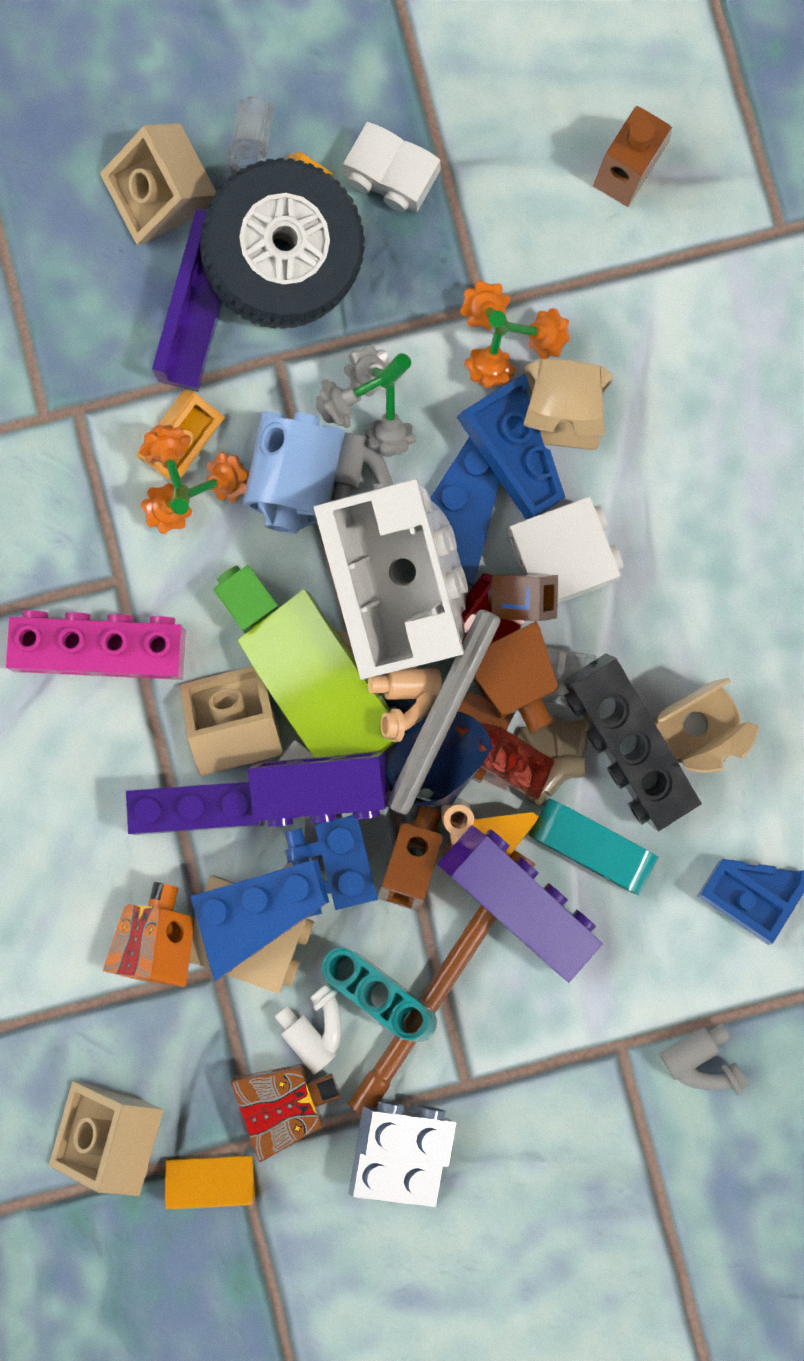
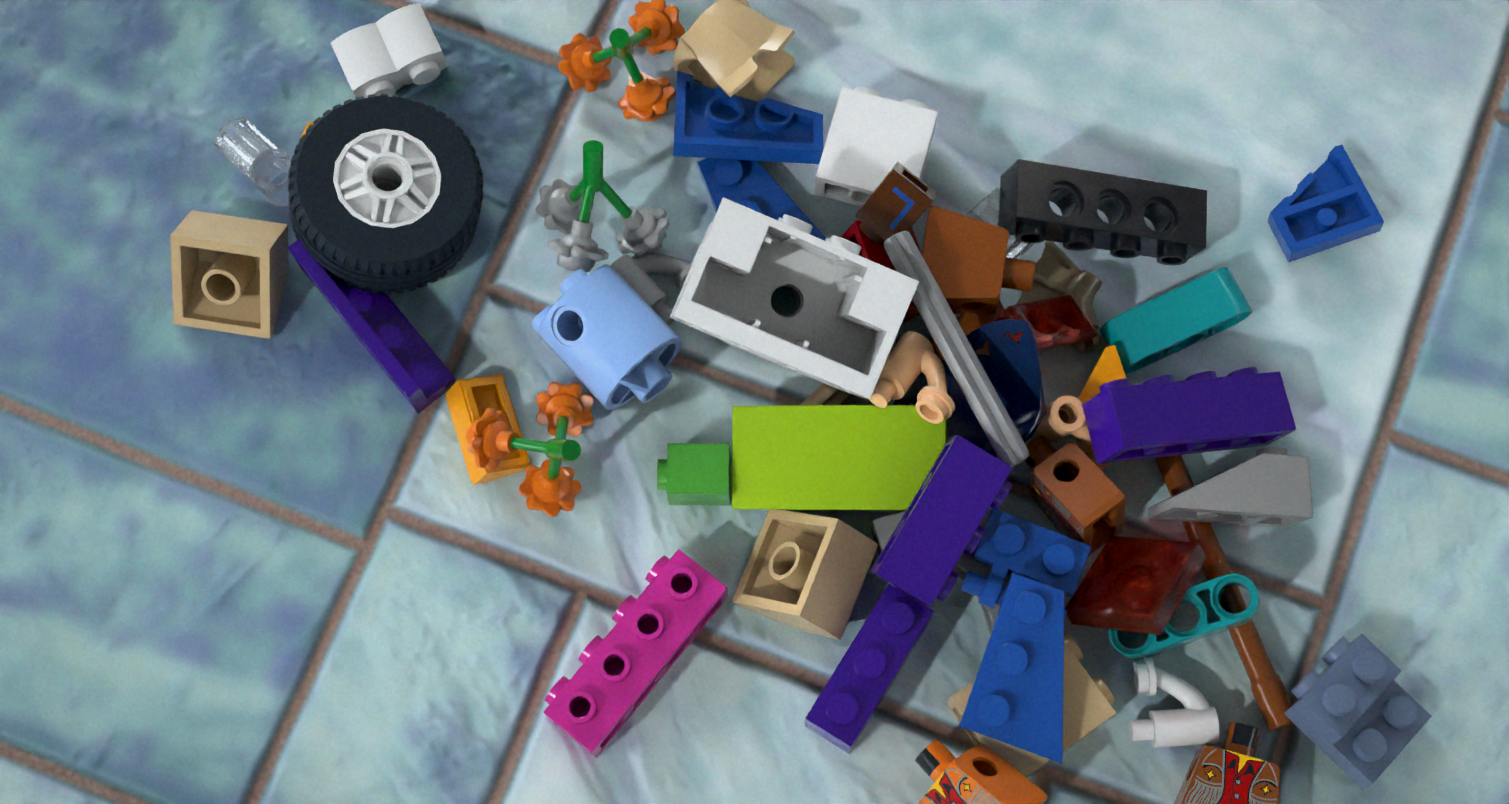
camera: 50 degrees left, 10 degrees down
(375, 947) = (1135, 584): none -> clear red plate
(501, 978) = (1259, 492): none -> light grey slope
(695, 1050) = (1437, 365): light grey plant -> none
(722, 737) = (1151, 134): tan piece -> none

